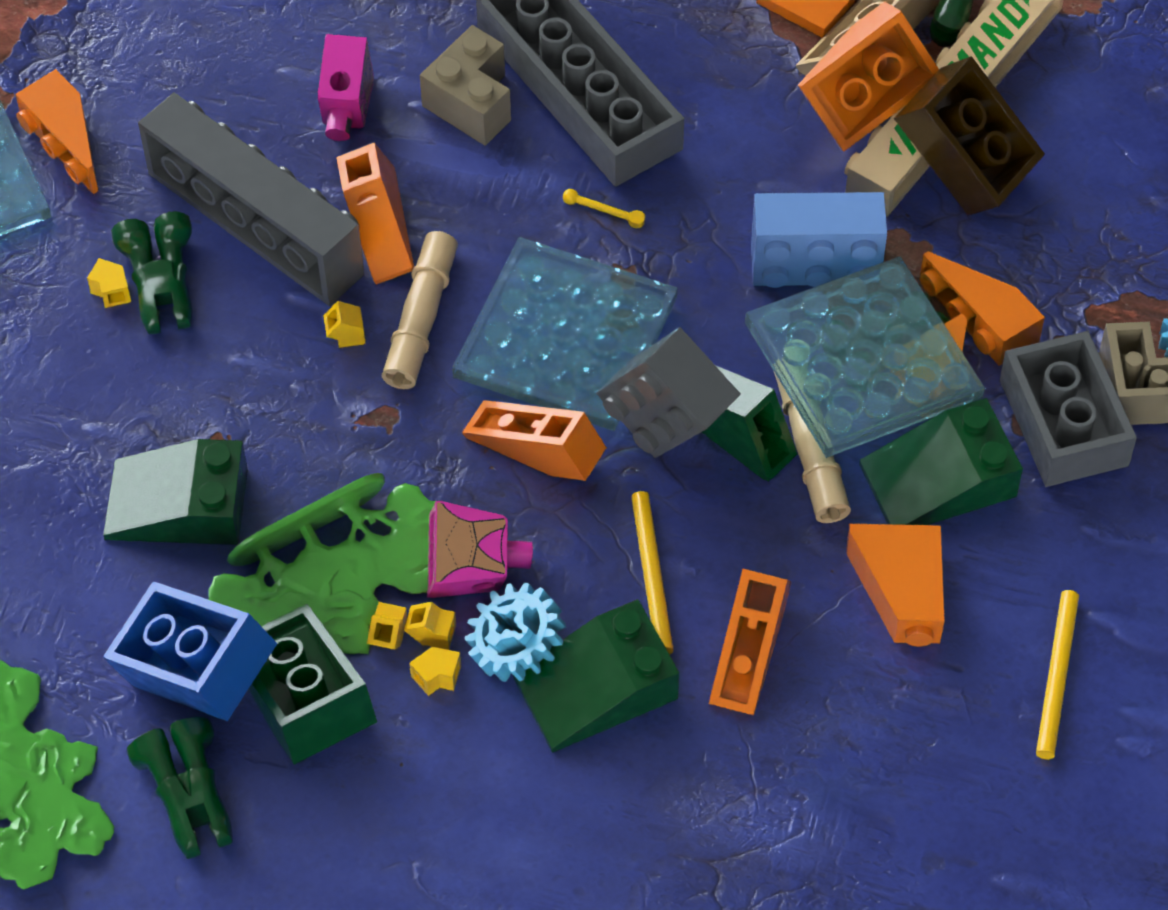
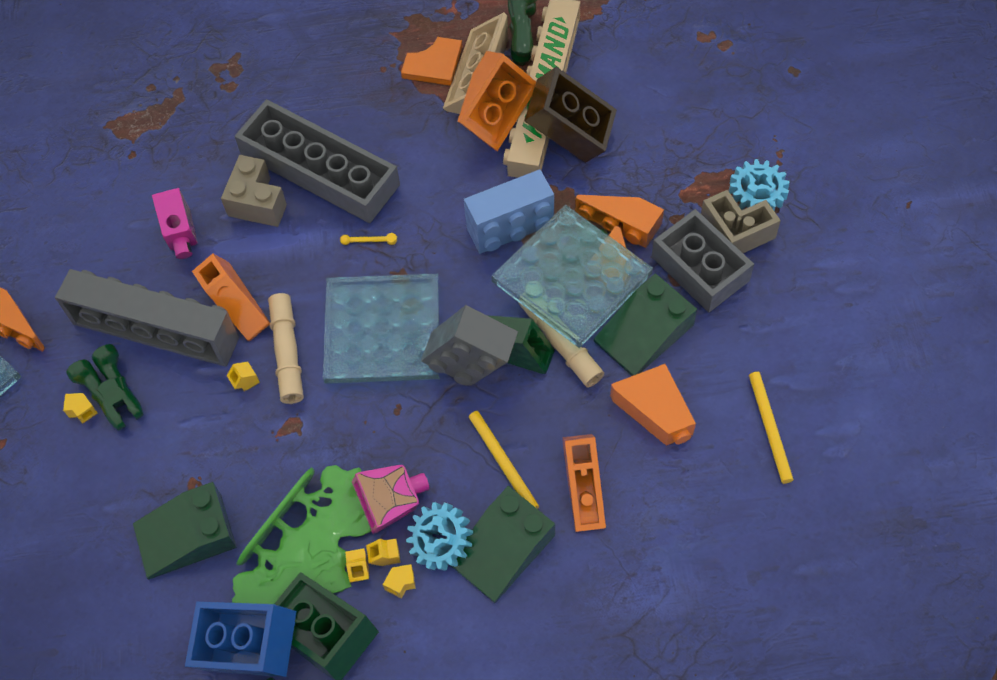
camera: 20 degrees left, 5 degrees up
(541, 437) = (395, 402): orange slope -> none

